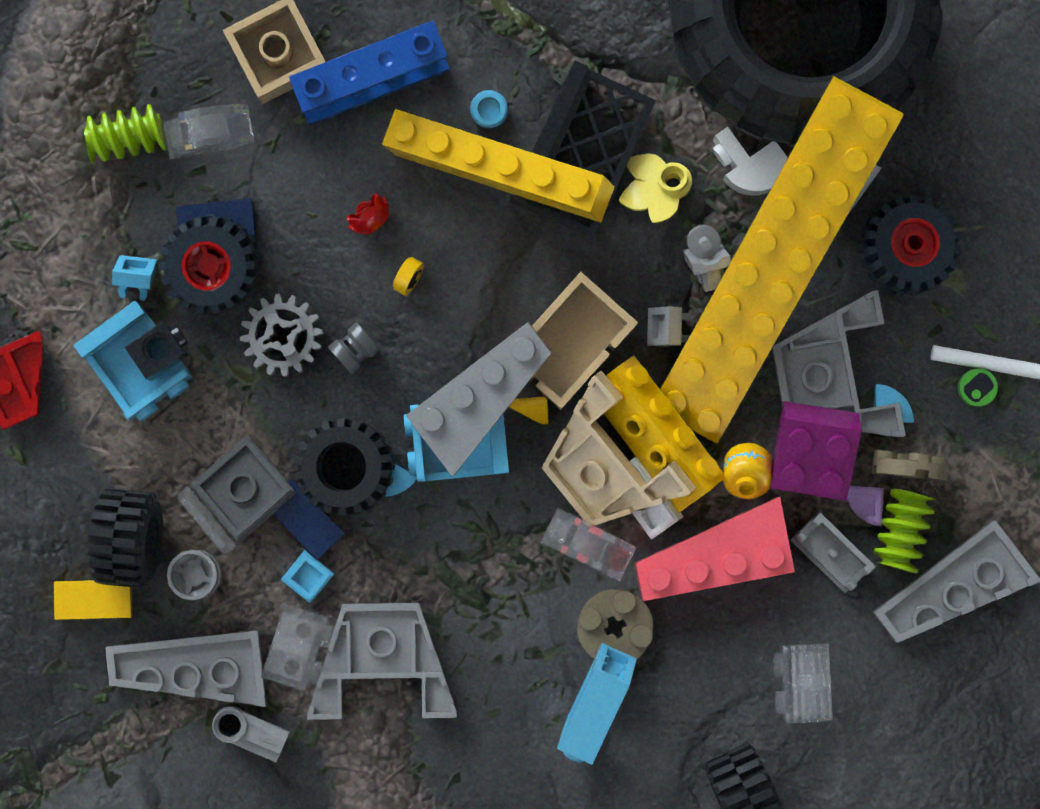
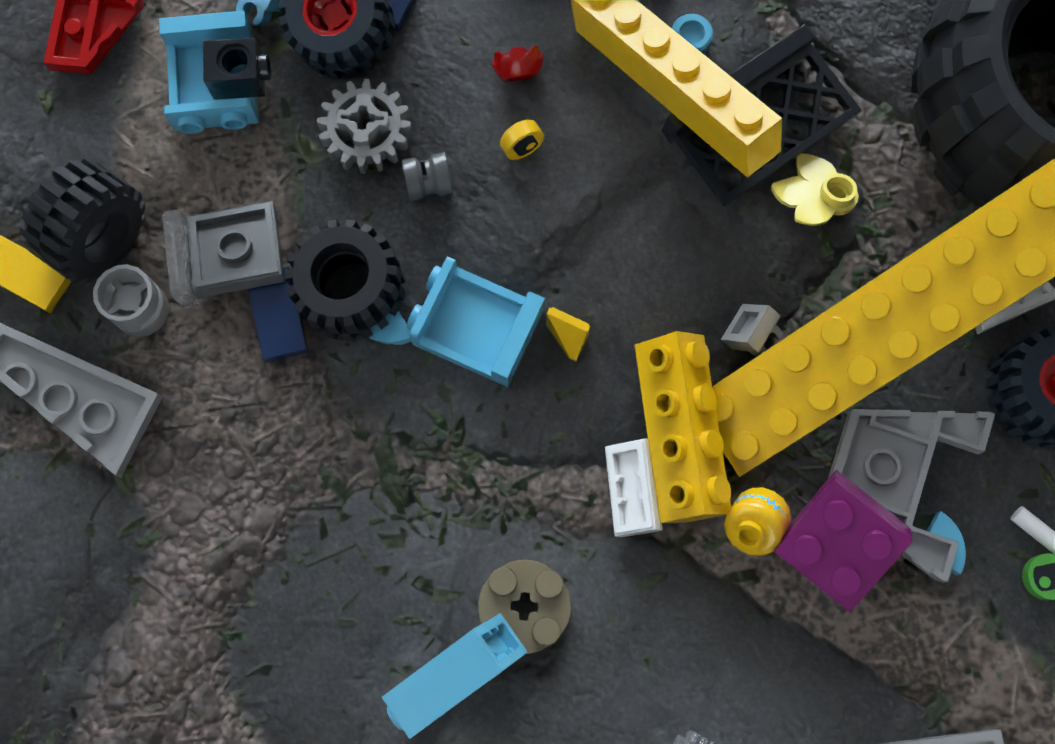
camera: 30 degrees right, 10 degrees down
(254, 735) = (85, 495): light grey piece -> none
(297, 647) = (186, 434): clear brick -> none
(307, 576) = (244, 372): medium azure tile -> none
(381, 643) = (274, 482): light grey wing -> none
(471, 403) = (518, 281): light grey wing -> none
(578, 332) = (647, 284): tan piece -> none
(588, 544) = (548, 502): clear brick -> none
(596, 472) = (597, 430): tan wing -> none
(706, 256) = (833, 281): light grey hips -> none
(728, 553) = (690, 596): coral wedge -> none
(749, 174) = (916, 220): white brick -> none
(832, 552) = (802, 662): light grey hinge -> none
(866, 503) = (864, 632): lavender tile -> none
(904, 530) = (893, 680): lime piece -> none
(910, 466) = (944, 621): dark tan plate -> none

